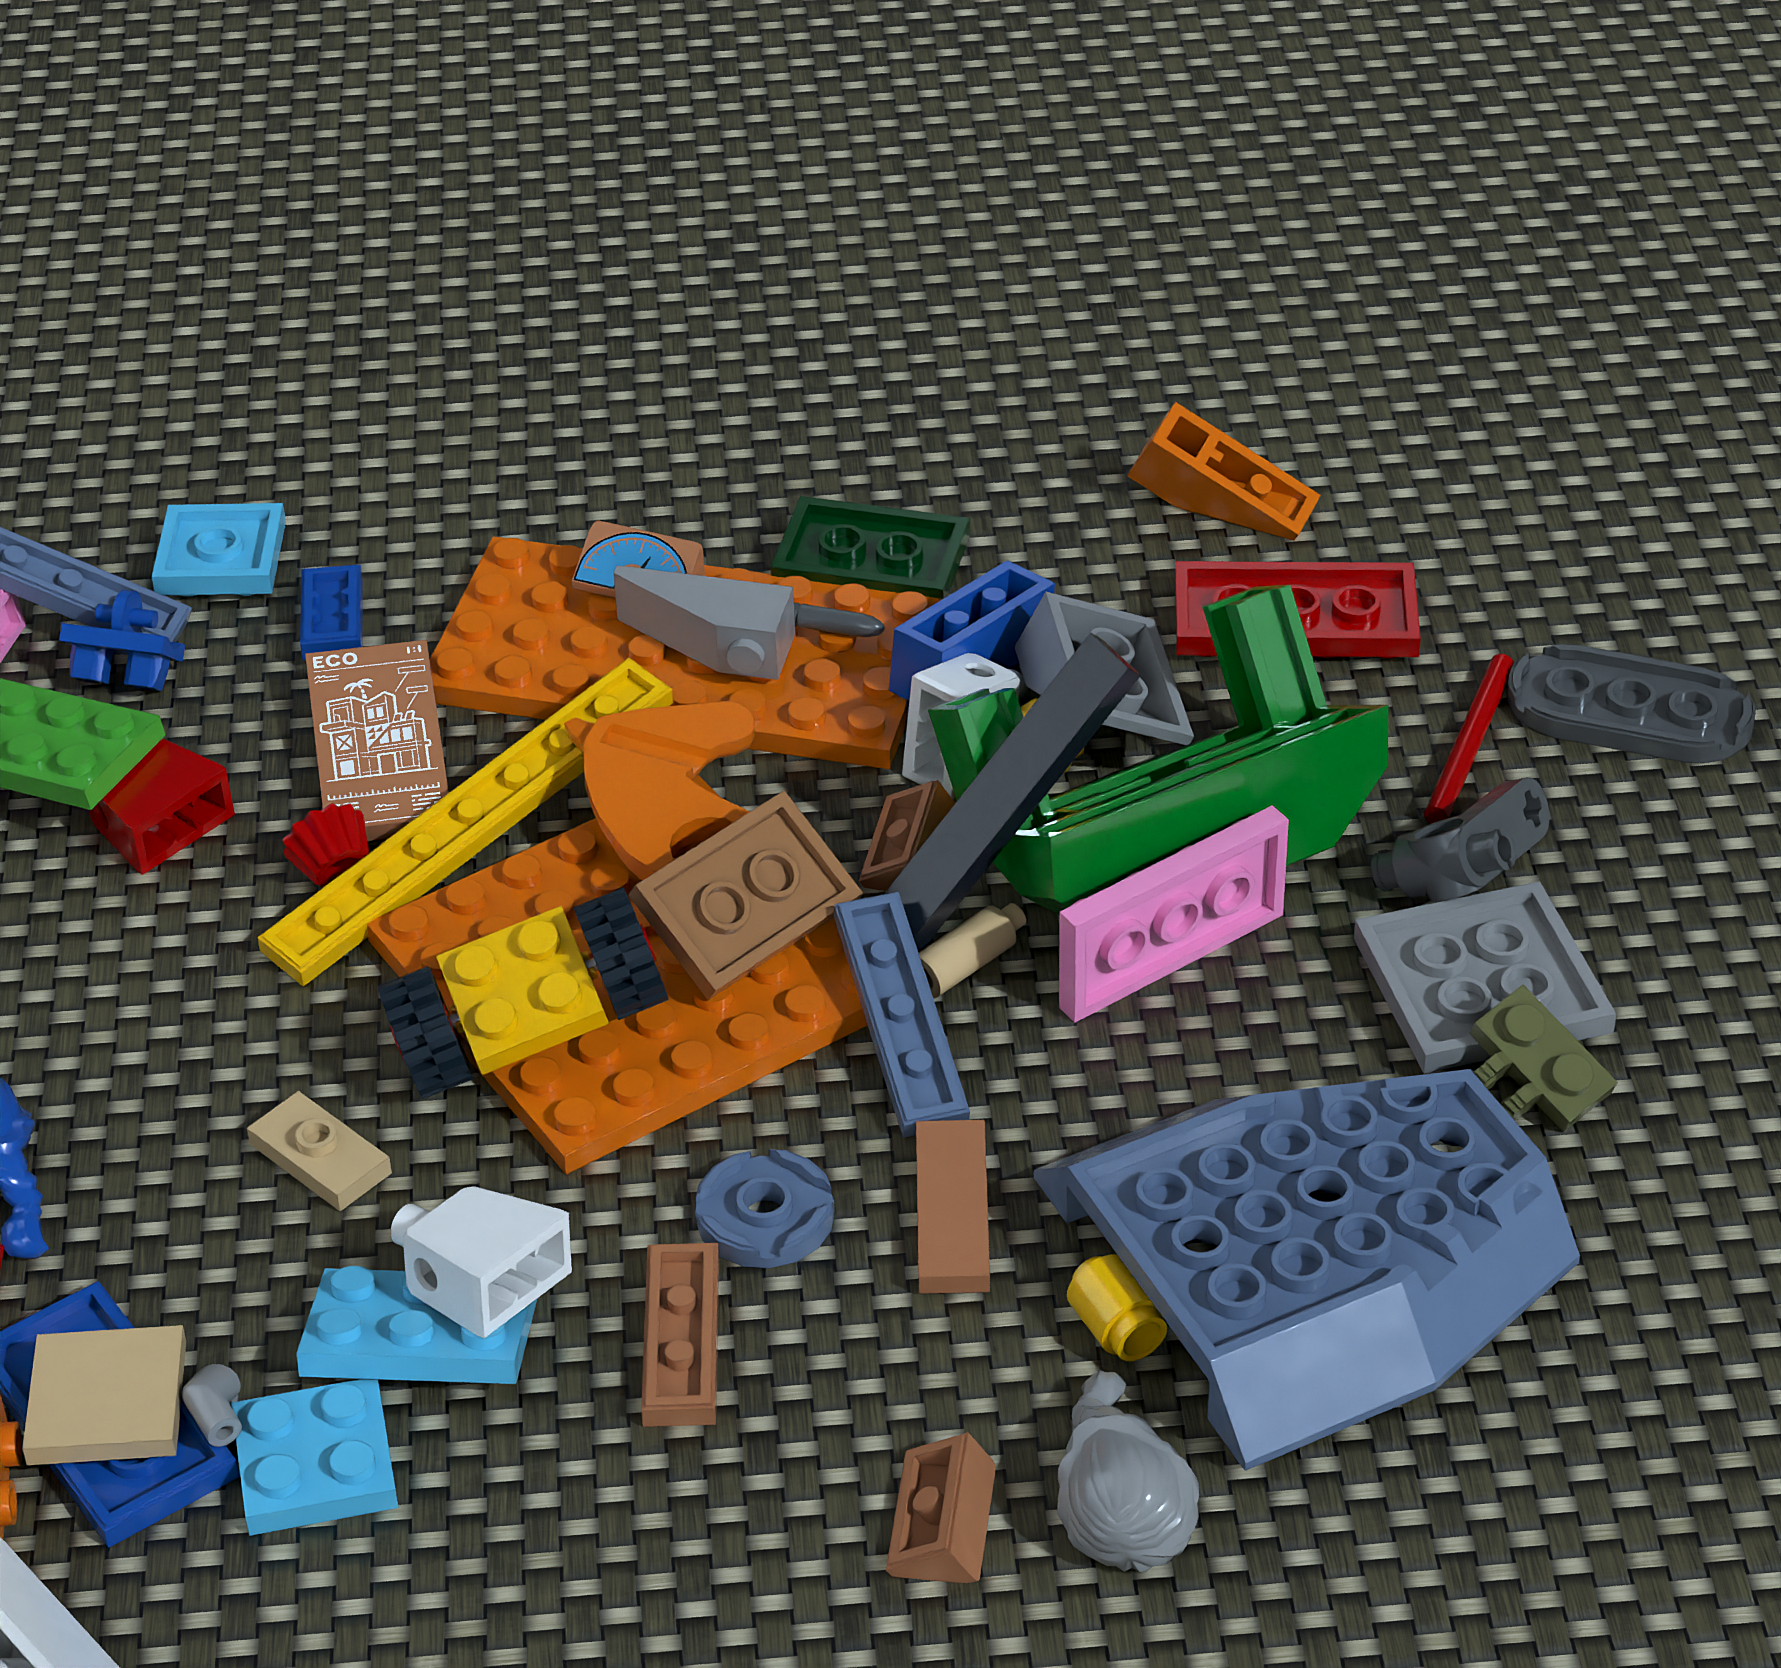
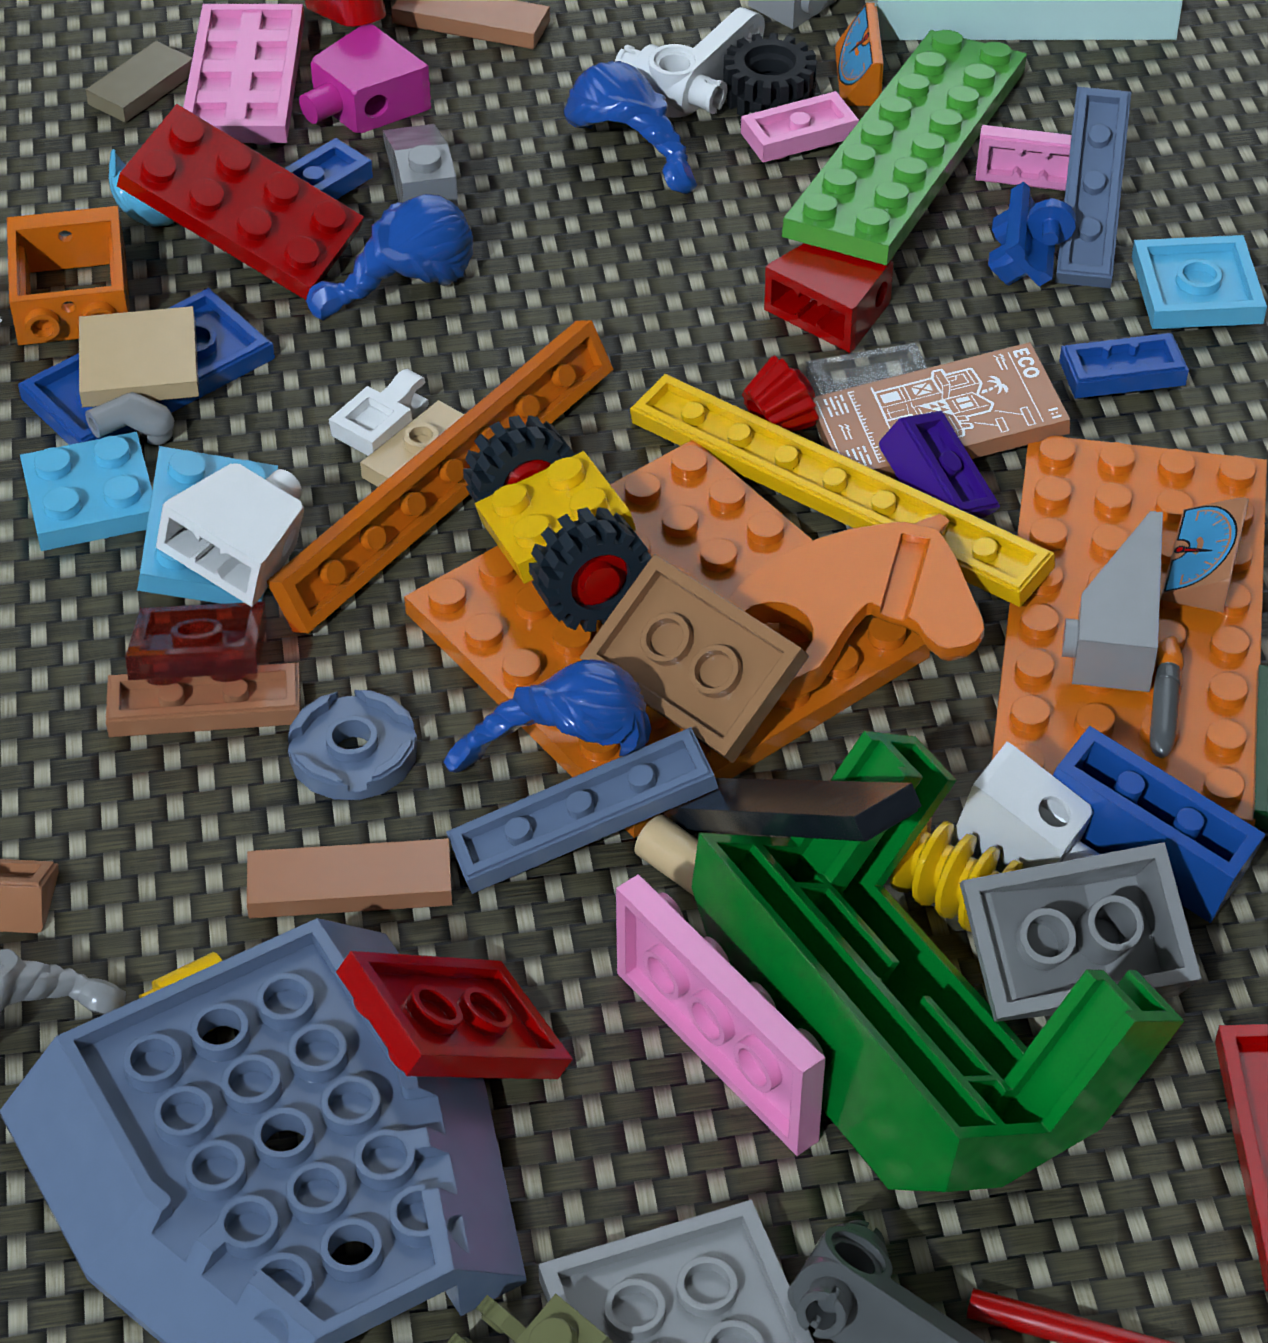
camera: 85 degrees right, 5 degrees up
(263, 1182) = (376, 416): none -> white plate
(285, 790) = (863, 367): none -> clear tile
(348, 1098) = (432, 481): none -> orange plate
(459, 743) = (934, 461): none -> dark purple slope
(620, 1315) = (196, 642): none -> clear red plate
(799, 974) = (582, 700): none -> blue hair
(1181, 1082) = (452, 1016): none -> red plate

